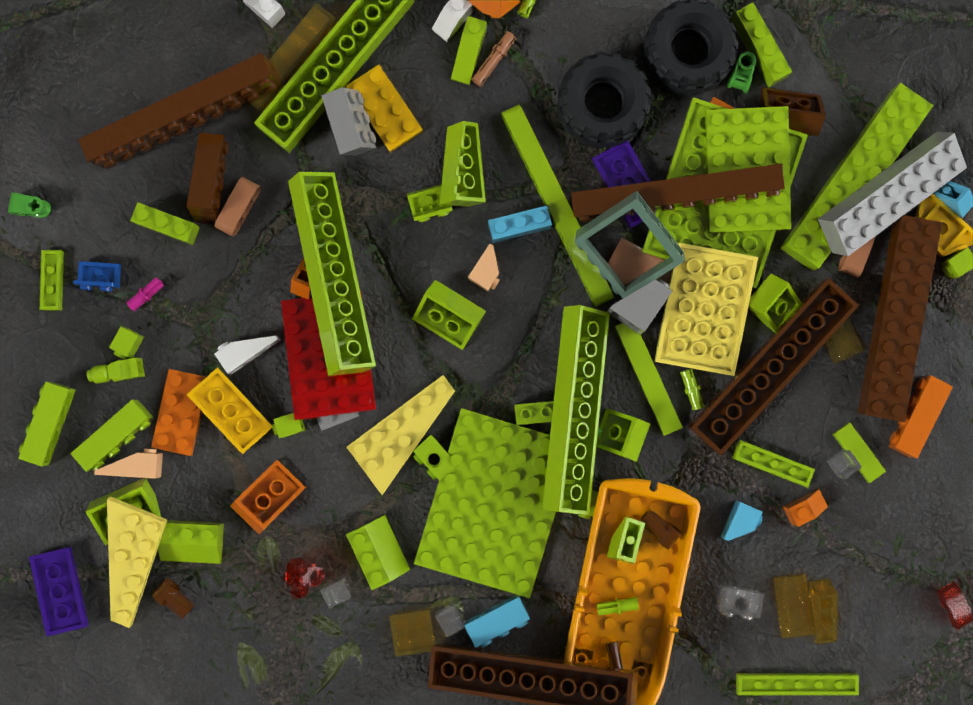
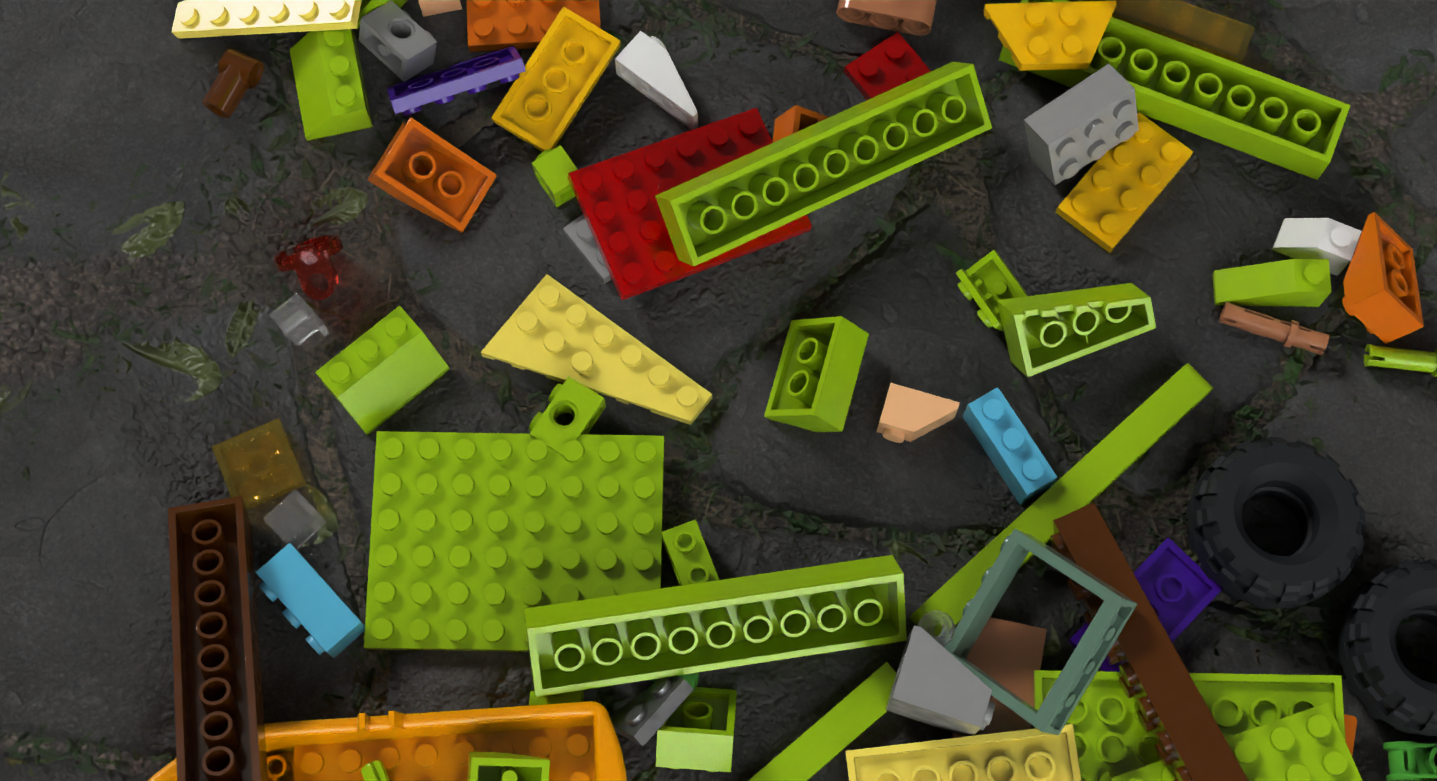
camera: 80 degrees right, 15 degrees down
(187, 495) = (397, 40): none -> light grey brick
(213, 469) = (461, 77): none -> dark purple plate
(278, 218) = (885, 67): none -> red plate
(289, 119) = (1051, 32): none -> yellow wing
(609, 301) = (934, 617): none -> clear plate
(609, 457) = (650, 709): none -> flat silver wing

